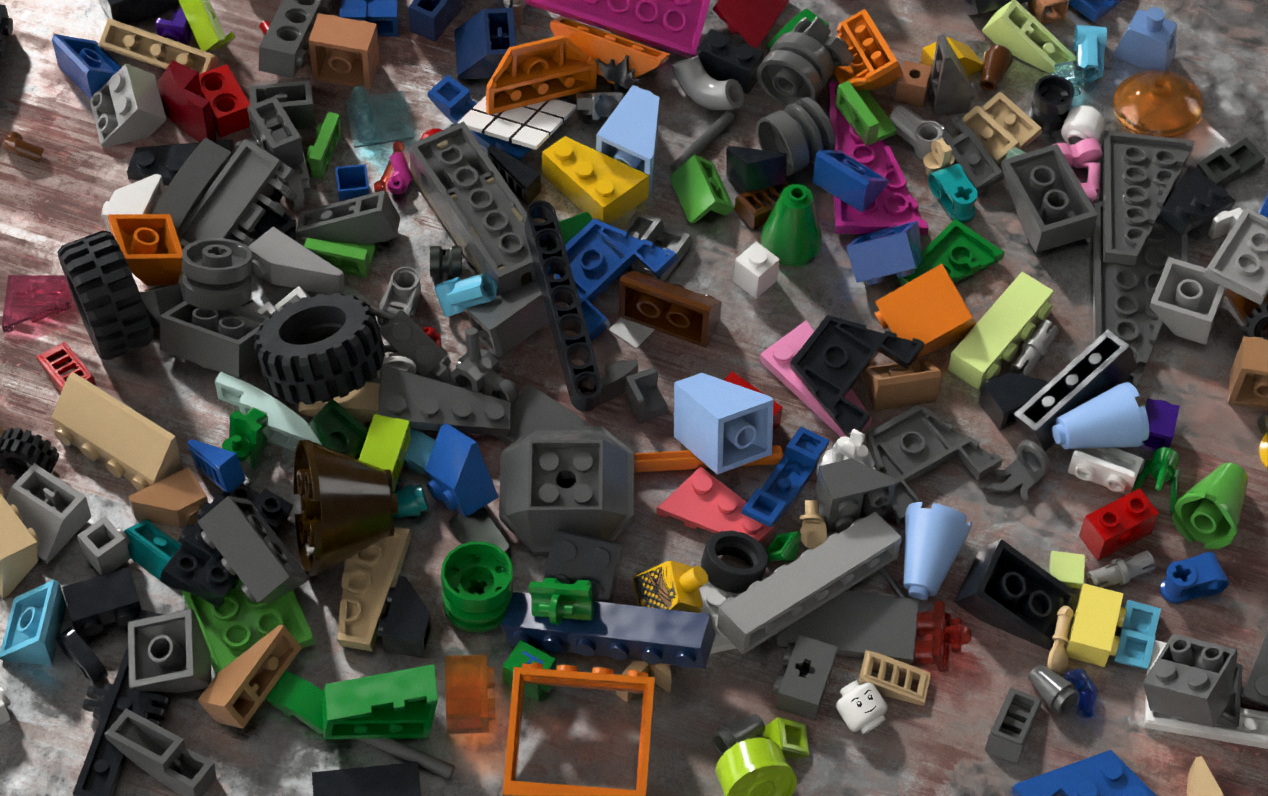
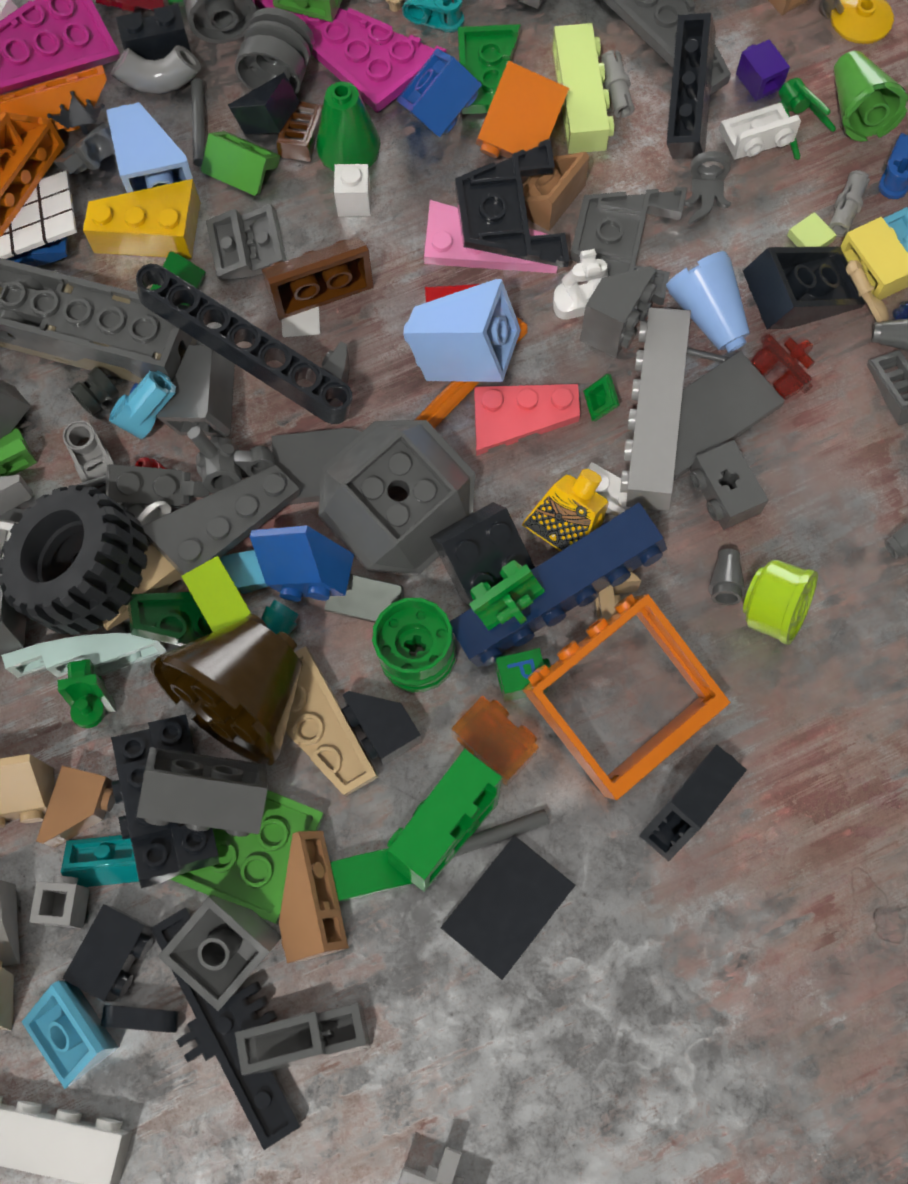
camera: 40 degrees left, 15 degrees up
(217, 465) = (86, 739): blue slope -> none
(521, 178) = (83, 265): black slope -> none
(602, 255) = (226, 270): blue wing -> none
(644, 395) = (372, 368): dark grey panel -> none
(738, 545) = (588, 423): black tyre -> none
(787, 479) = (547, 340): blue slope -> none
(790, 737) = (759, 547): lime slope -> none
(813, 525) = (607, 359): tan piece -> none
(847, 178) = (350, 59): blue slope -> none
(861, 707) = (791, 472): white head -> none
(884, 665) = (763, 442): tan slope -> none
(1006, 395) = (642, 133): black slope -> none
(1104, 421) = (739, 89): light blue cone -> none
(1118, 524) = (816, 167): red brick -> none

